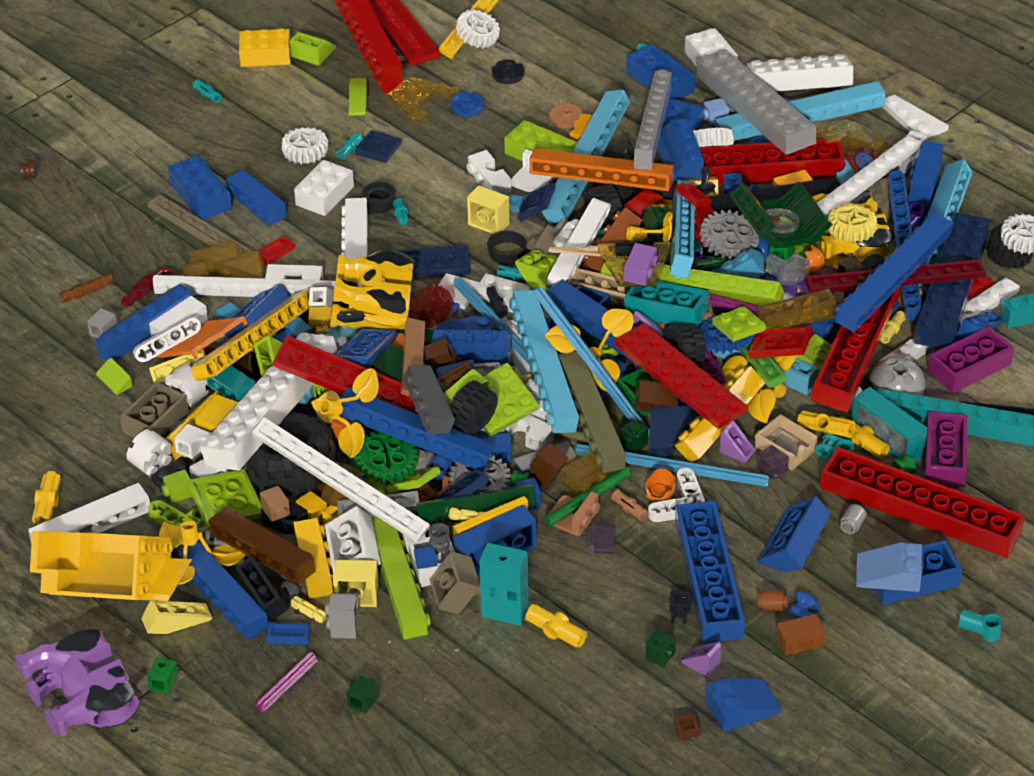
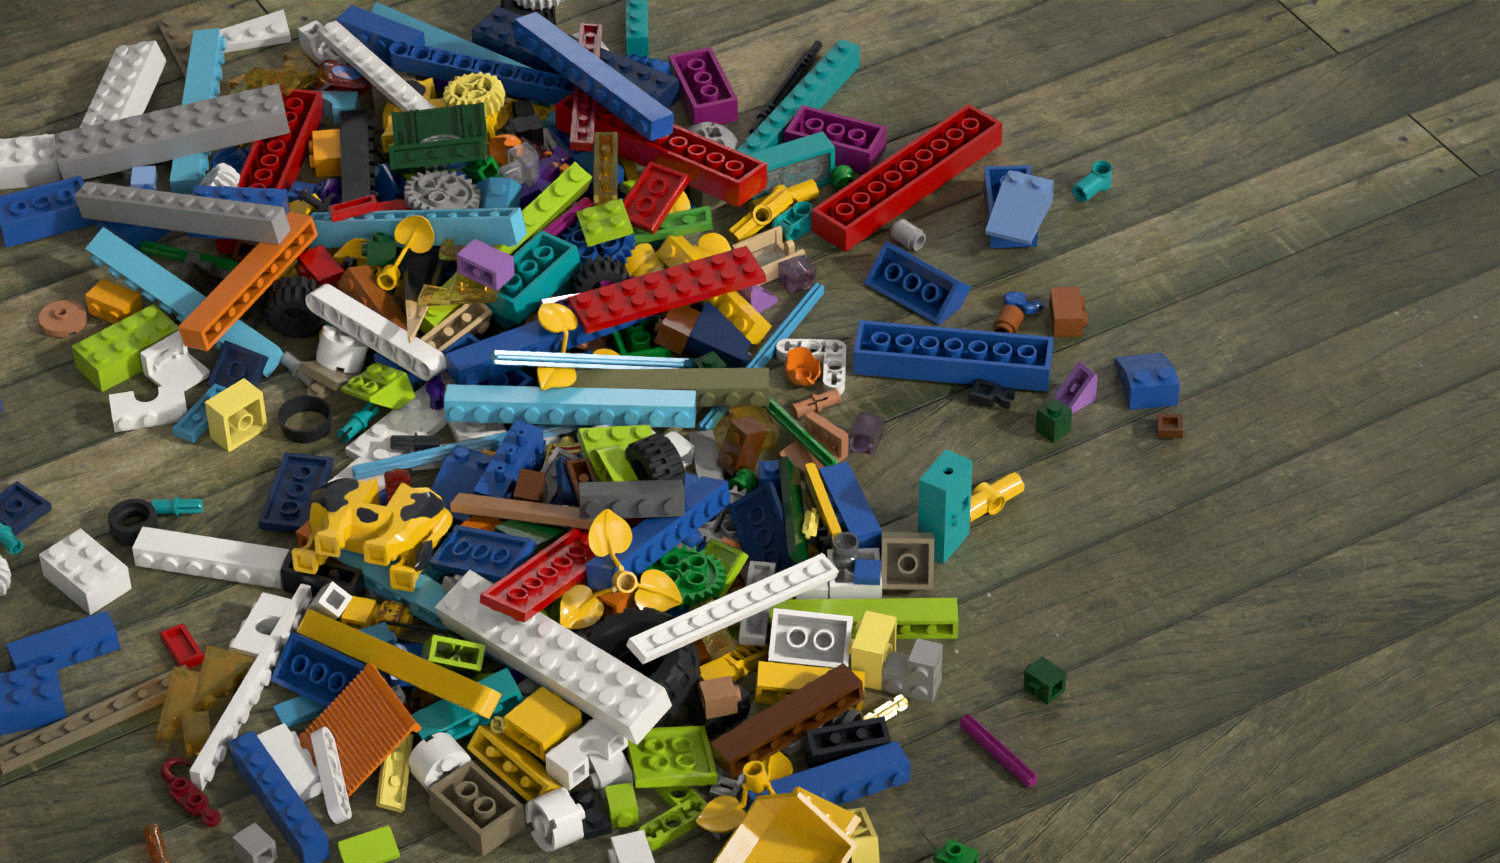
camera: 75 degrees left, 0 degrees up
(288, 633) = (918, 737): blue tile -> none

